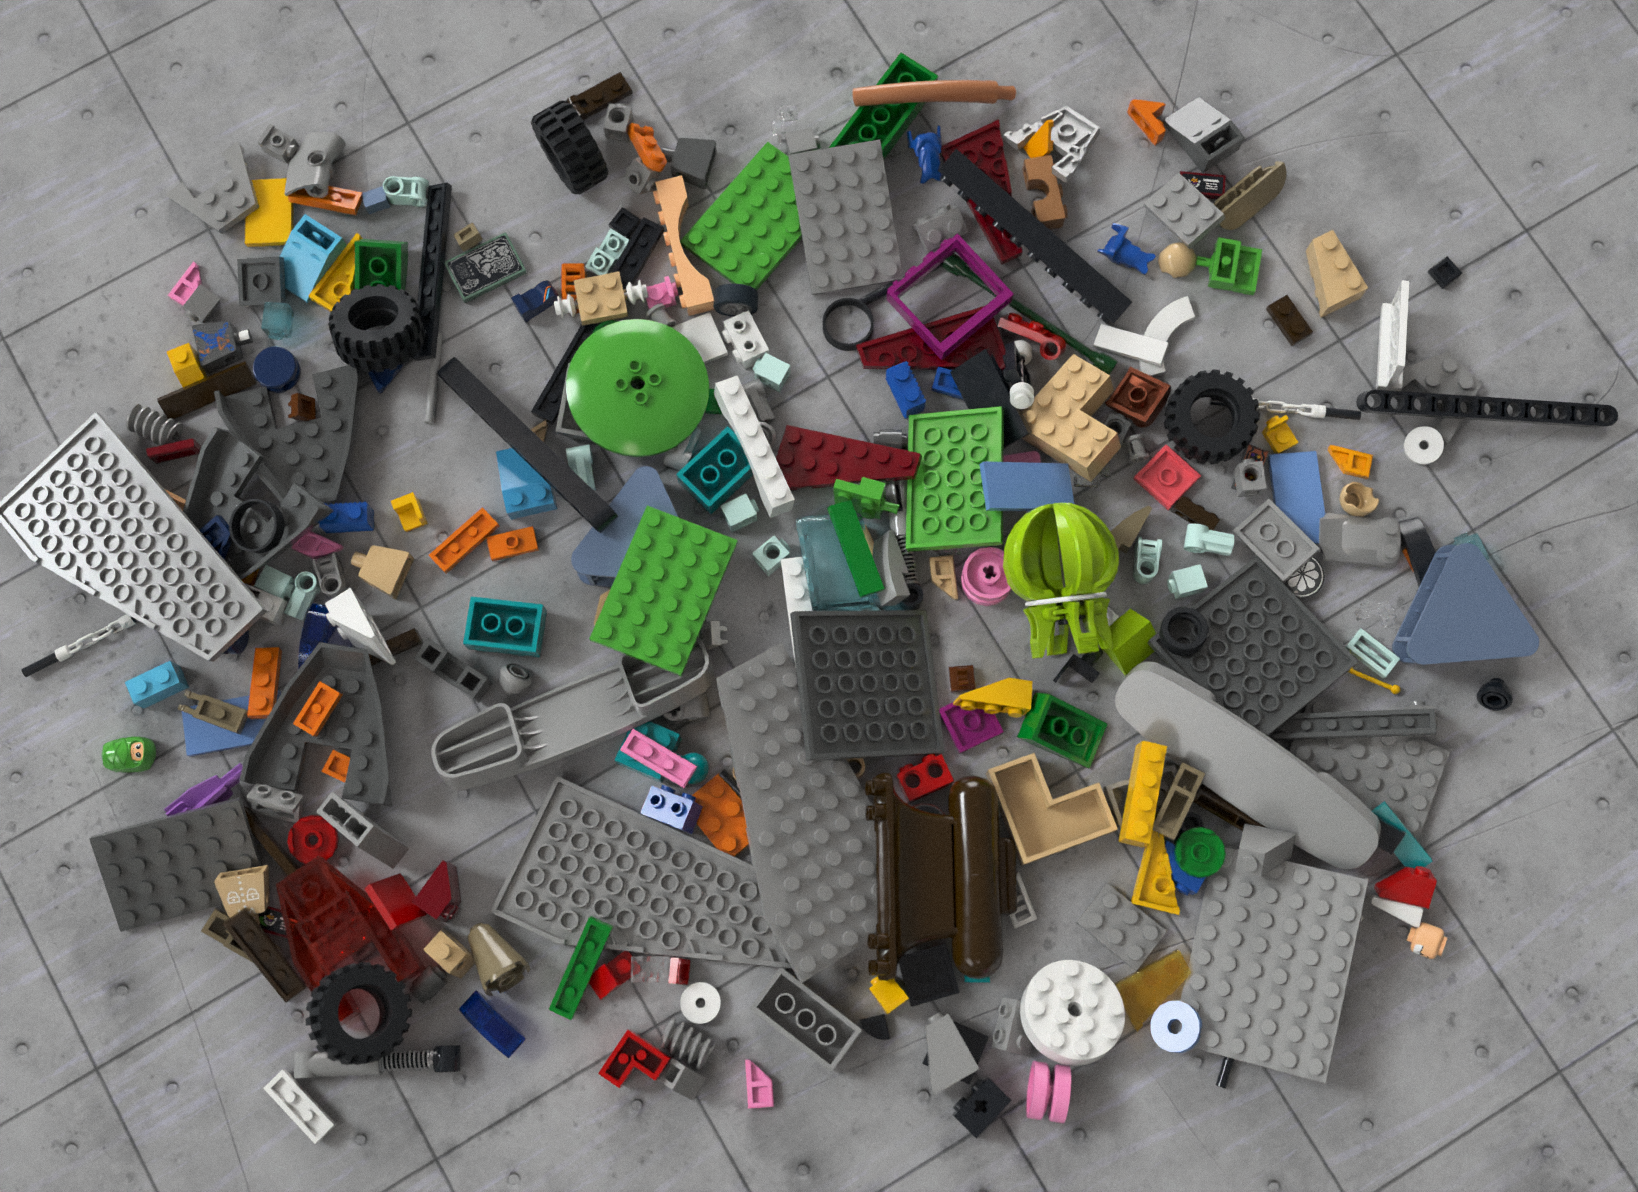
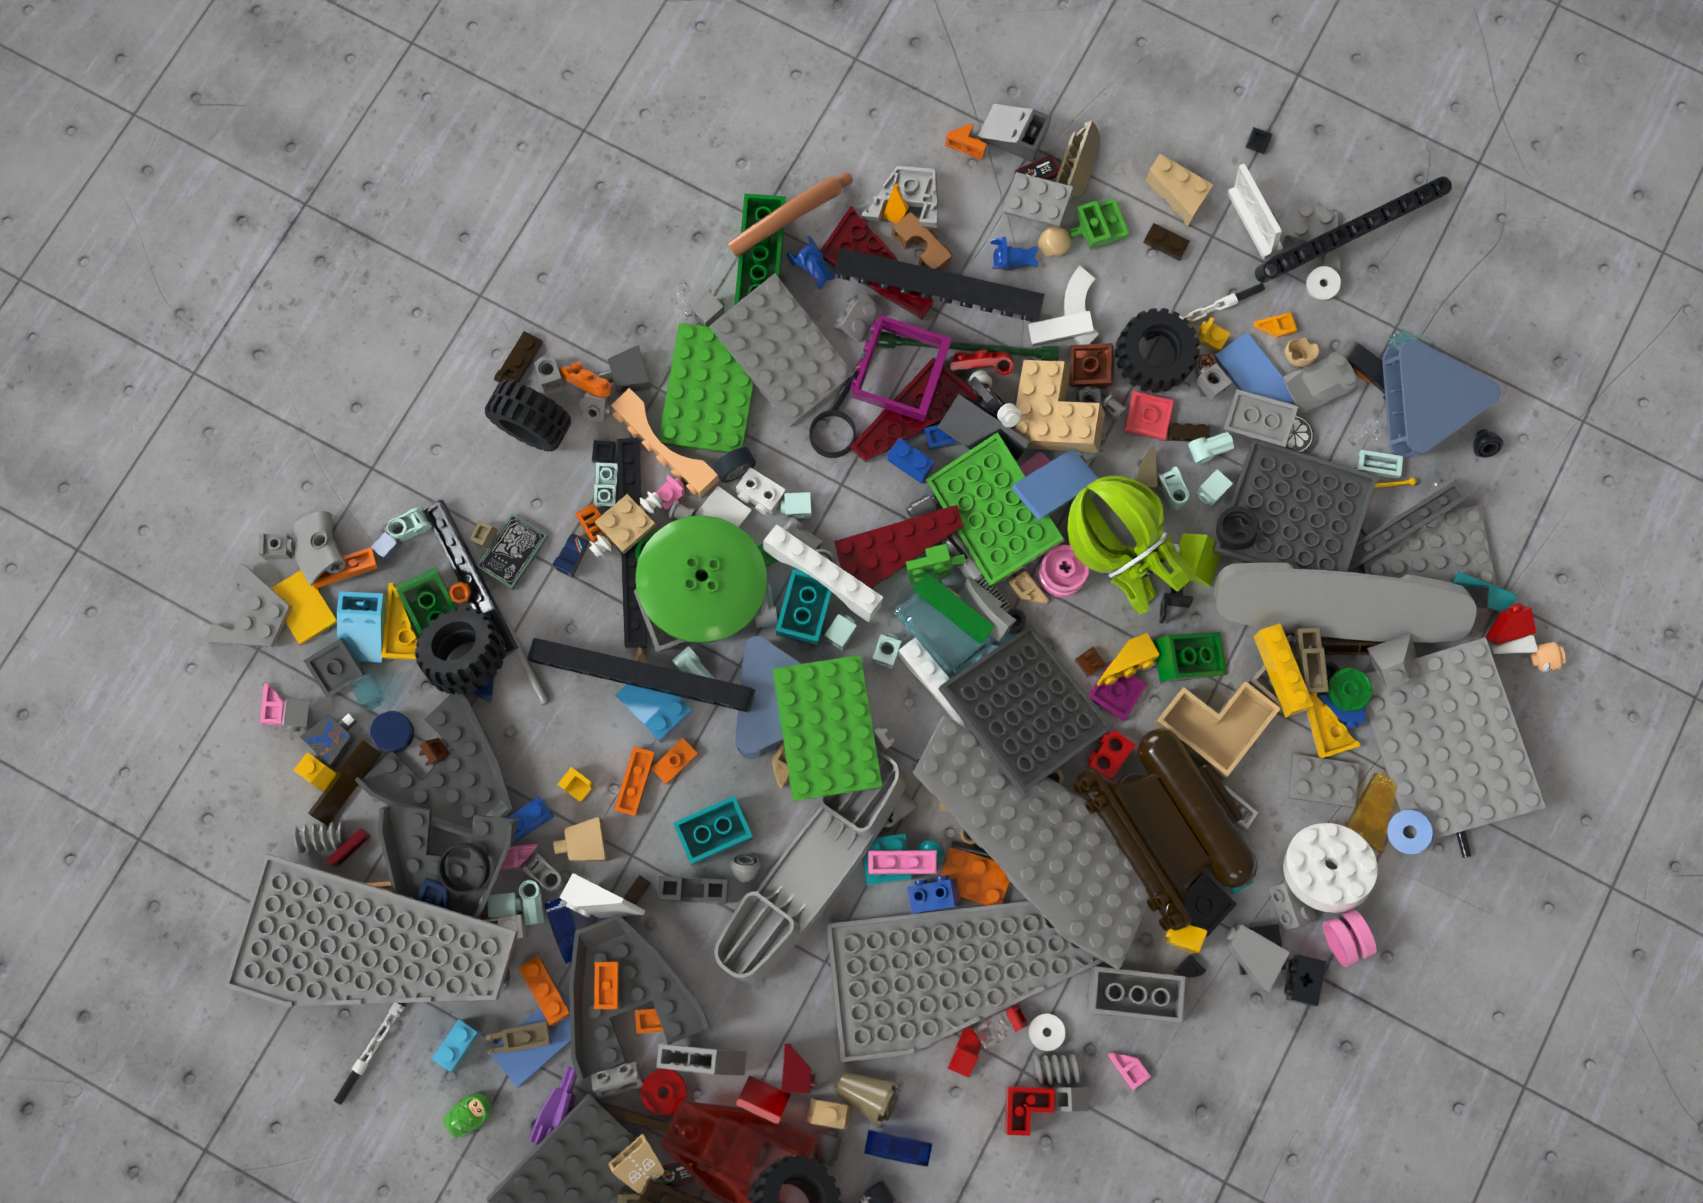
camera: 35 degrees left, 0 degrees up
(413, 277) = (460, 592): none -> orange tile
(580, 968) = (940, 1062): green plate -> none

